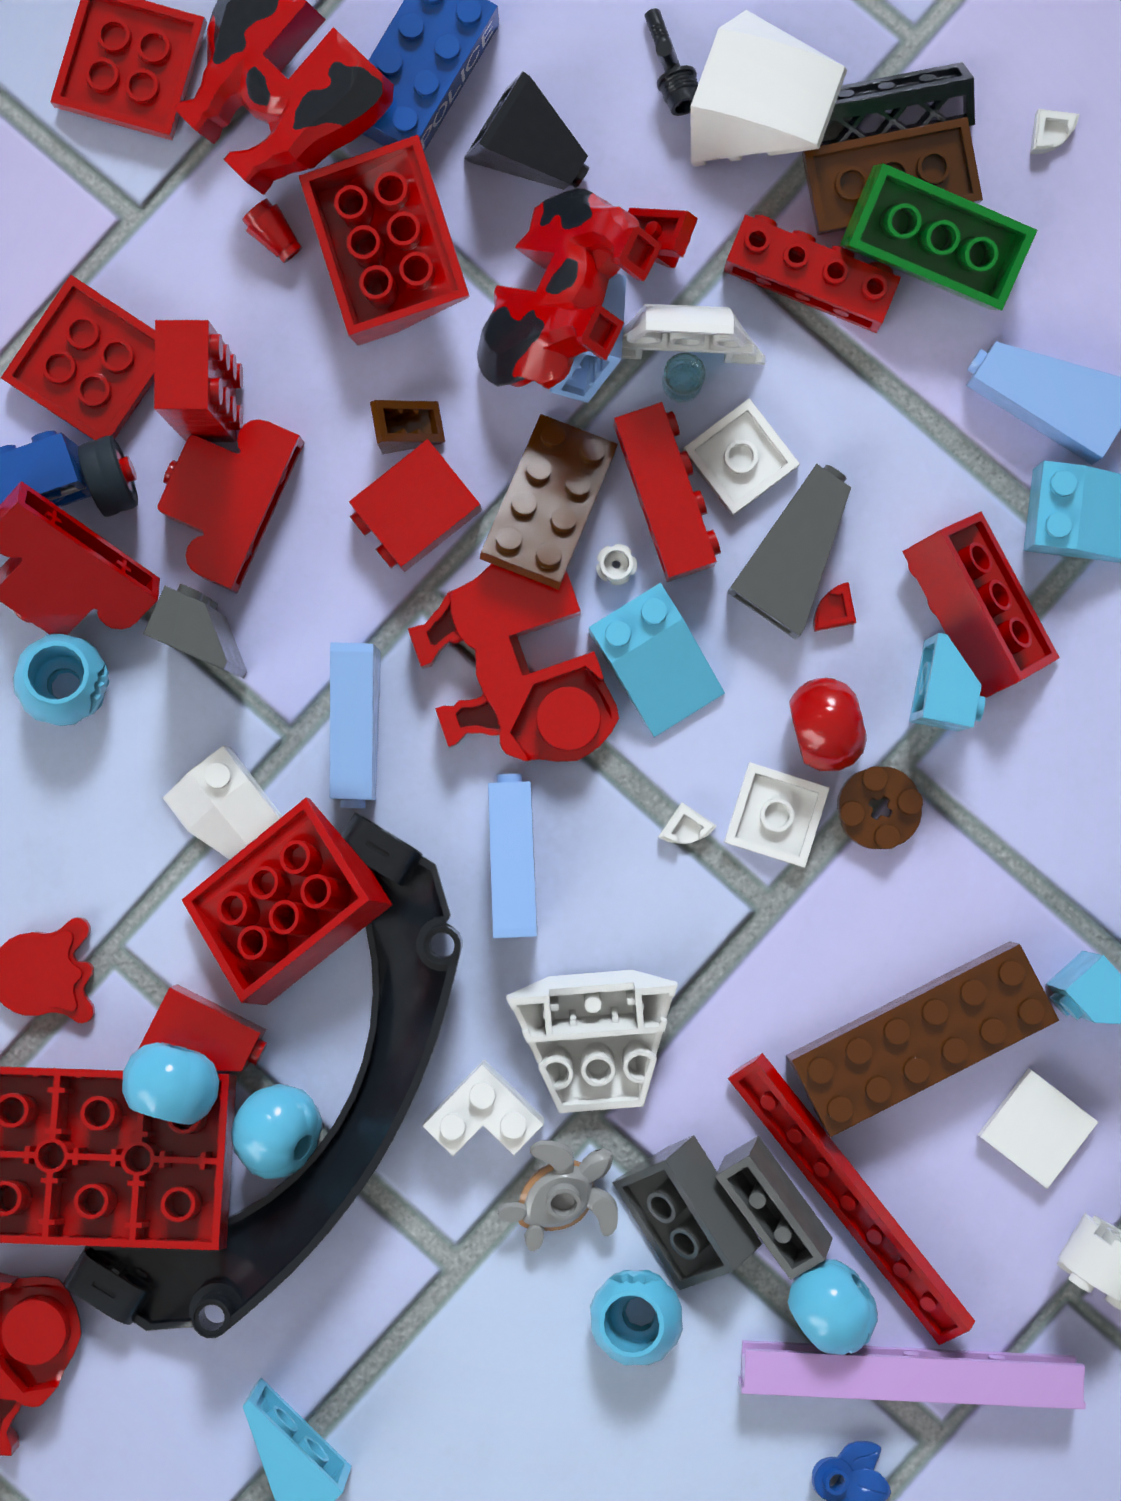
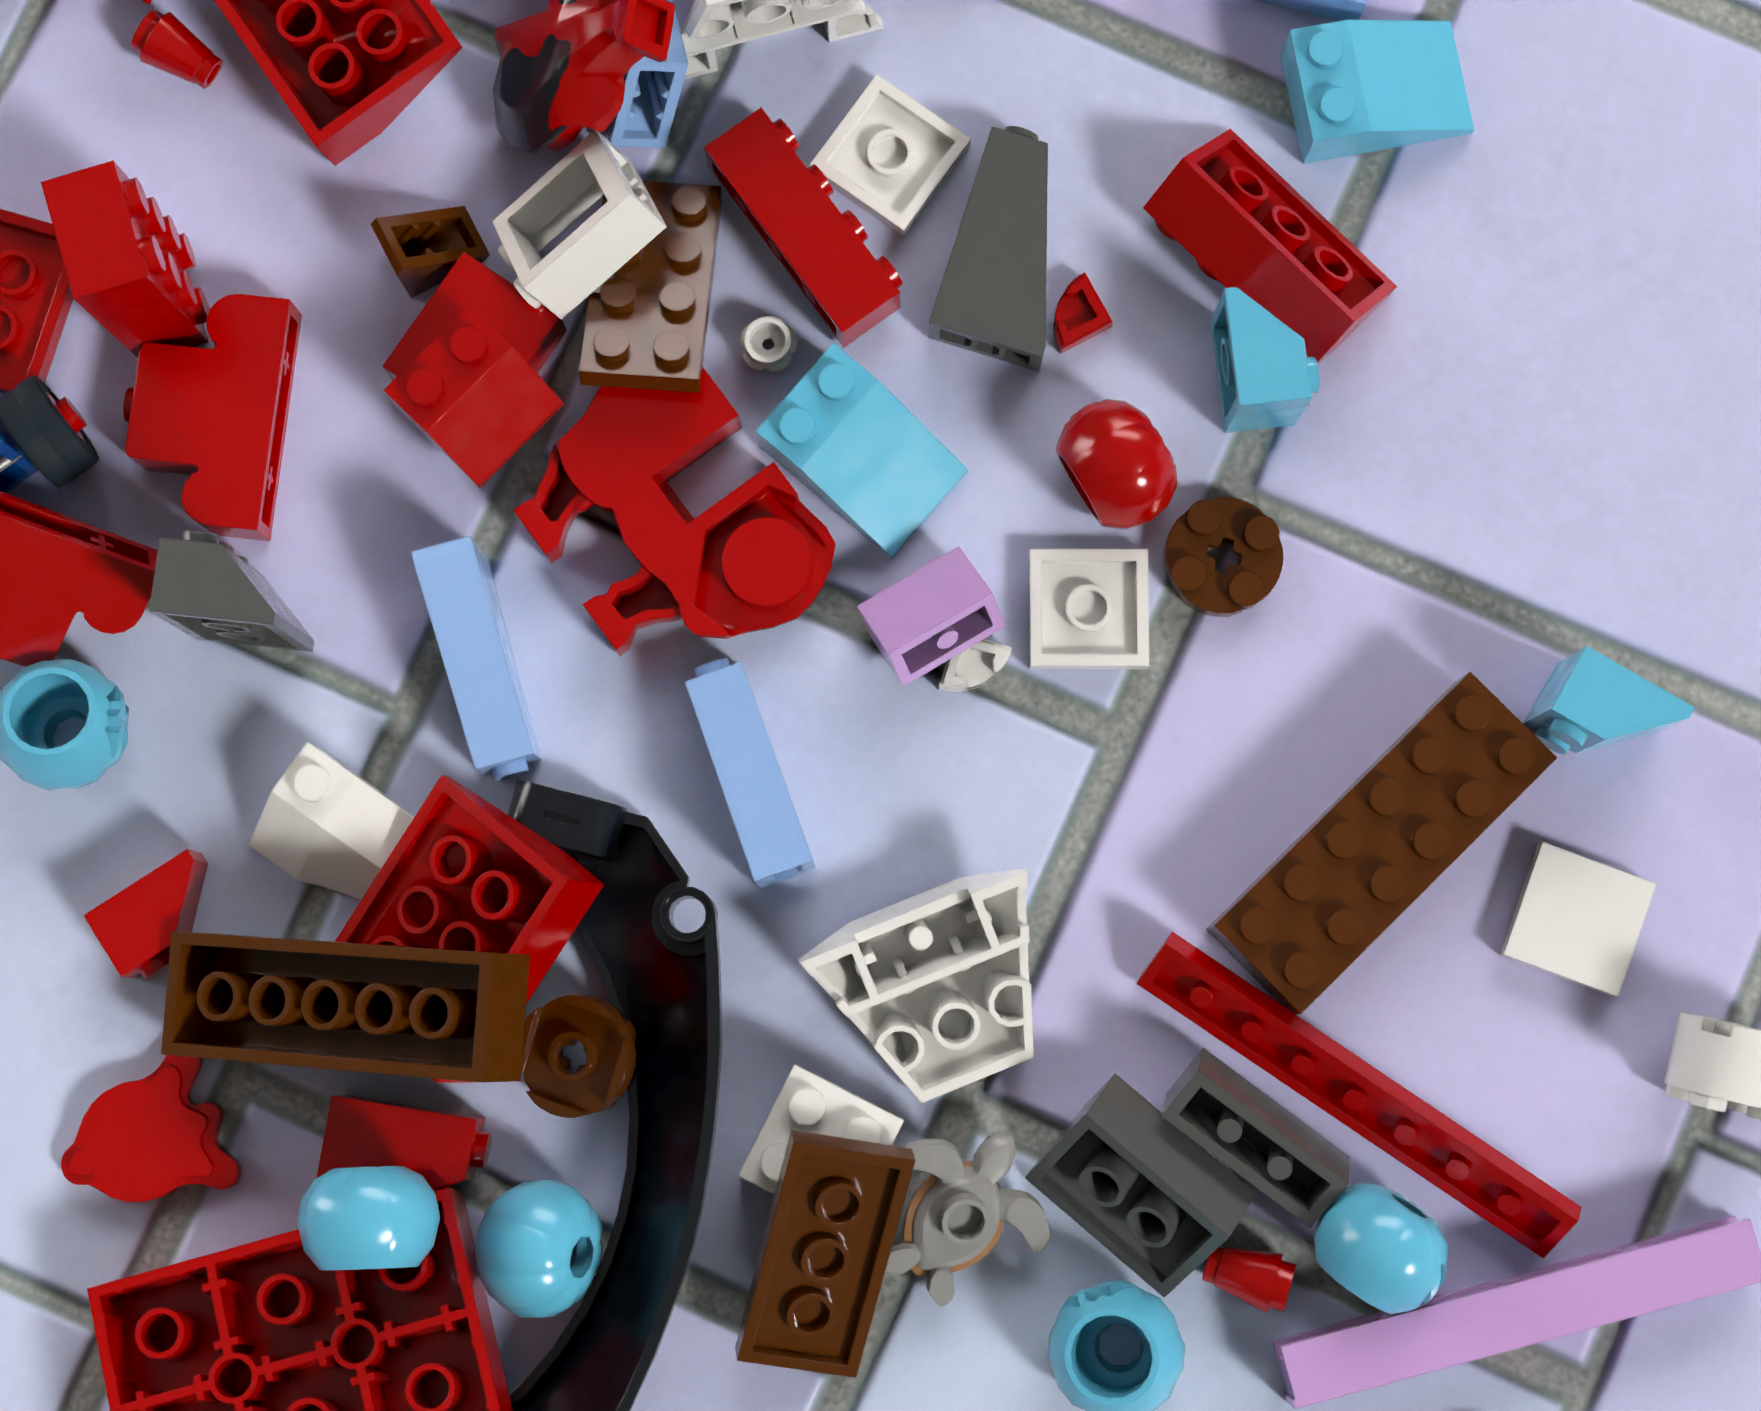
camera: 20 degrees left, 5 degrees down
(83, 828) = (140, 919): none -> red slope
(197, 935) = (347, 1006): none -> reddish brown brick
(316, 1013) = (609, 1051): none -> reddish brown plate
(404, 546) = (473, 396): none -> red slope
(463, 1195) = (824, 1253): none -> reddish brown plate
(518, 469) = (597, 245): none -> white window
(668, 788) = (931, 615): none -> lavender brick
(686, 370) = (779, 60): clear light blue wheel -> none
(742, 1296) = (1251, 1276): none -> red cone

